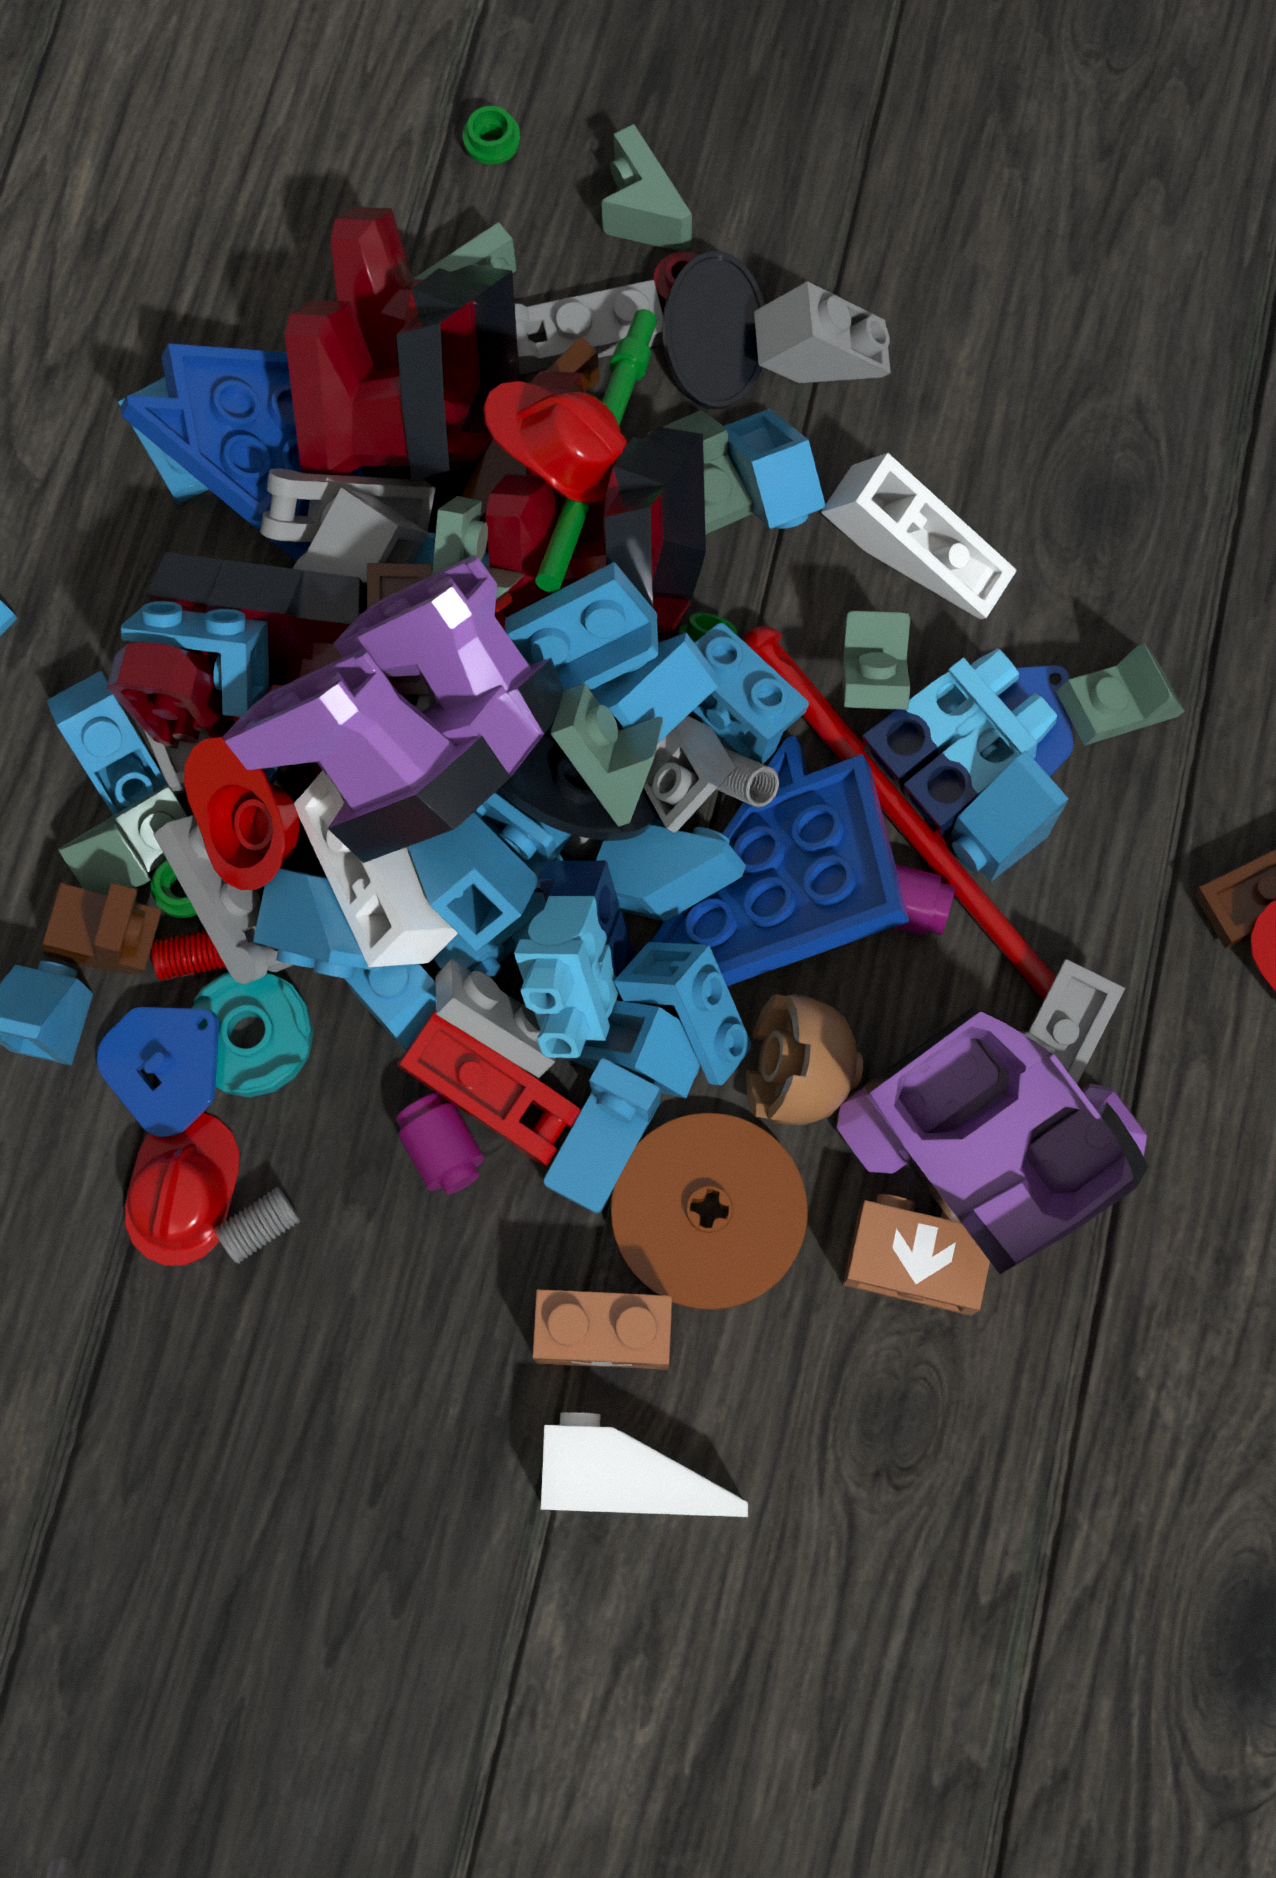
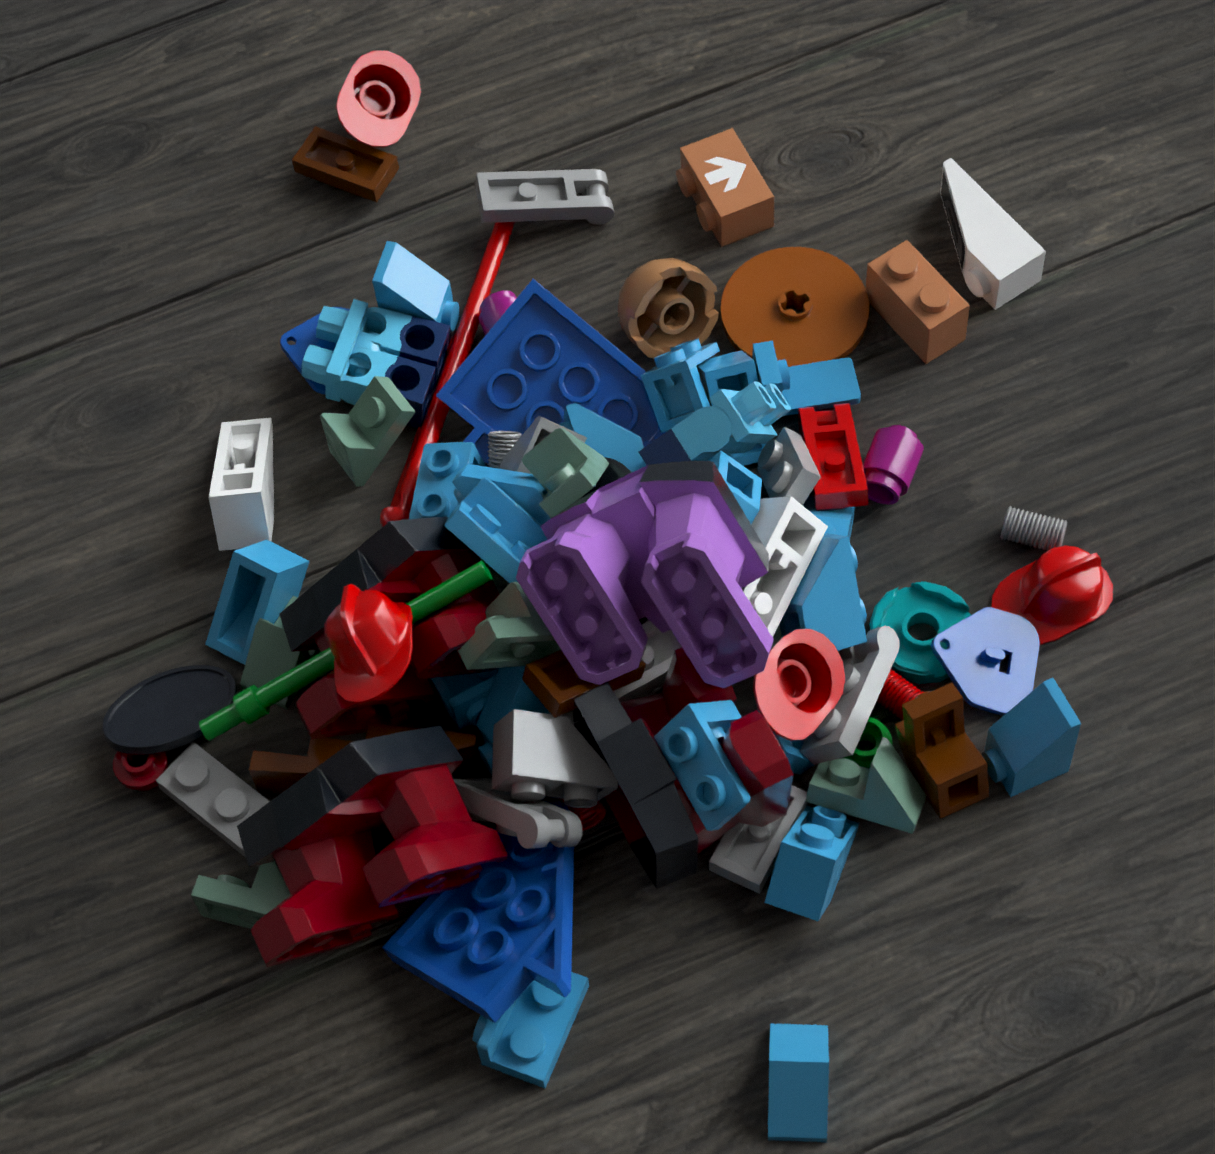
camera: 125 degrees left, 15 degrees down
(490, 122) = (95, 977): green plate -> none
(647, 203) = (85, 822): sand green slope -> none
(820, 337) = (130, 634): light grey slope -> none
(998, 1135) = (630, 152): medium lavender piece -> none
(1120, 698) = (275, 299): sand green slope -> none

